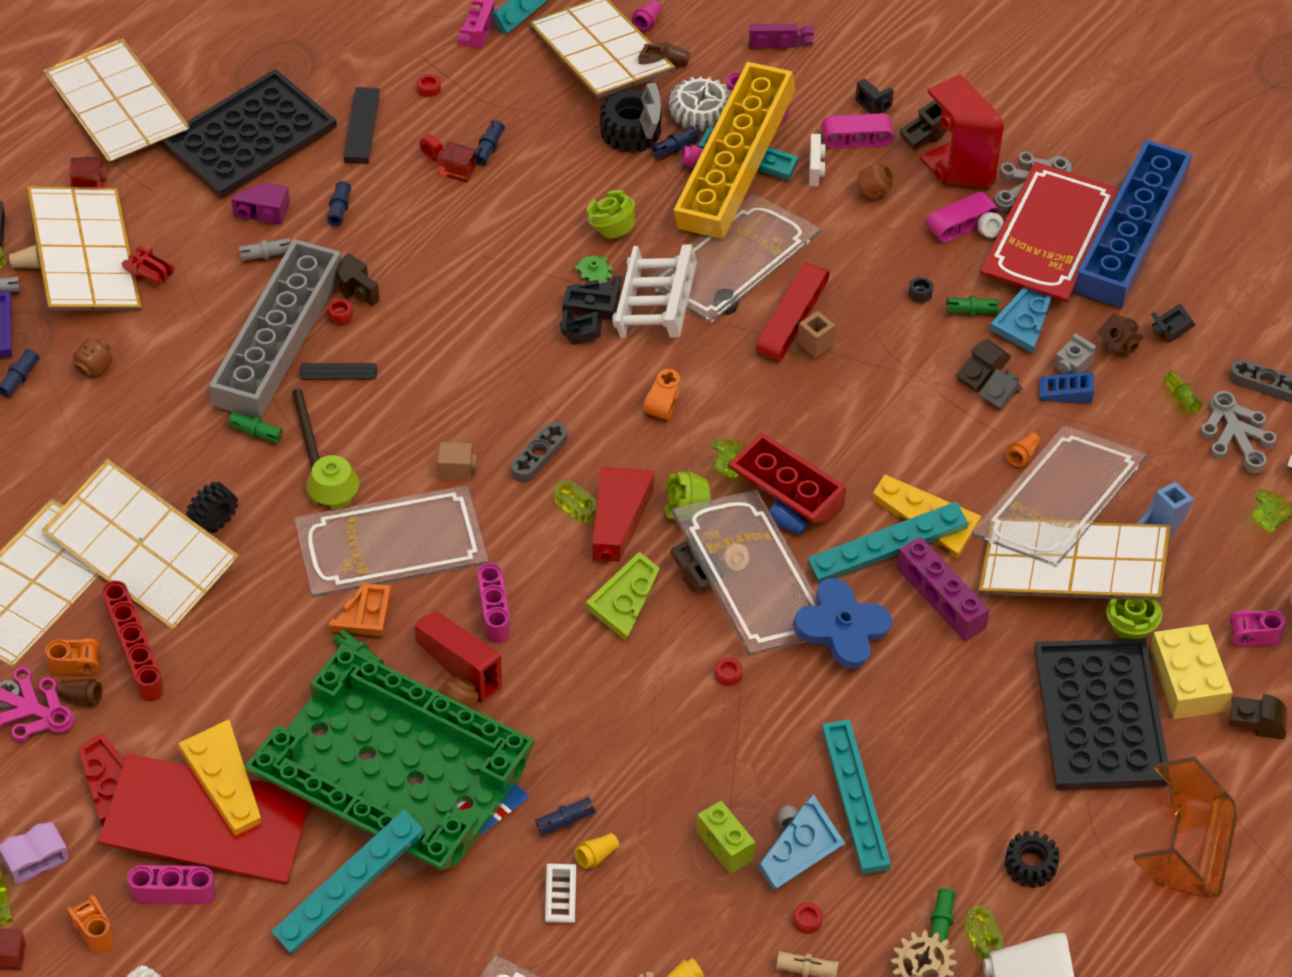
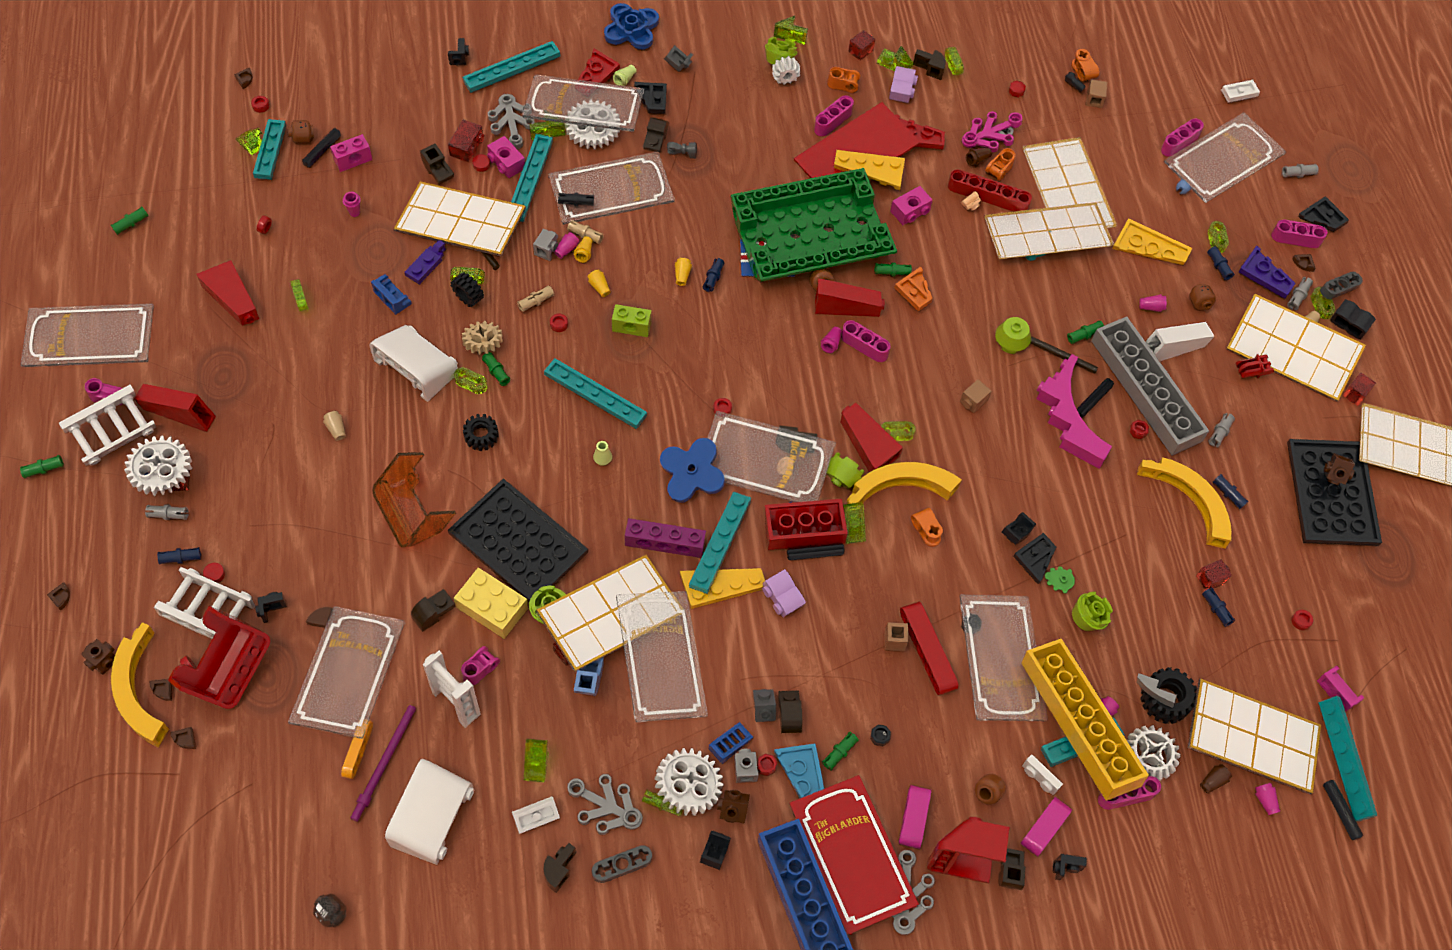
camera: 130 degrees right, 10 degrees up
(54, 449) = (1149, 243): none -> yellow wing
(144, 393) = (1153, 303): none -> dark pink cone
(168, 645) = (971, 201): none -> light nougat plate
(185, 338) = (1179, 340): none -> white slope
(212, 507) = (1041, 269): black tyre -> none
(229, 124) = (1339, 469): none -> reddish brown brick
(249, 709) = (911, 205): none -> dark pink brick
(262, 203) = (1260, 455): magenta slope -> none
(348, 882) = (762, 164): teal plate -> none
(355, 280) = (1156, 450): dark brown brick -> none
(362, 125) = (1293, 556): black tile -> none
(377, 204) = (1199, 491): none -> yellow arch
(390, 540) = (952, 338): clear piece -> none
(391, 378) = (1076, 435): none -> dark pink arch
(430, 146) = (1240, 572): red tile -> none
(526, 635) = (831, 340): none -> dark pink cone
(540, 441) = (945, 449): dark grey beam -> none
(560, 871) = (687, 248): white slope -> none
(624, 595) = (813, 399): lime wing -> none
(625, 453) = (905, 474): none -> yellow arch
(652, 53) = (1214, 744): reddish brown tile -> none
(675, 142) = (1129, 710): dark blue pin -> none
(675, 301) = (995, 592): white fence -> none
(709, 922) = (599, 283): none -> yellow cone
(779, 35) = (1176, 862): magenta plate -> none
(786, 815) = (614, 357): light grey hinge -> none
(800, 845) = (594, 345): dark azure wing -> none
(880, 450) = (783, 593): none -> lavender brick
(918, 722) = (602, 453): none -> yellowish green cone
(990, 224) = (893, 825): white tile -> none
(1022, 450) = (711, 671): orange cone -> none
(1051, 346) = (766, 764): none -> red tile
(1142, 382) = (688, 781): none -> white gear

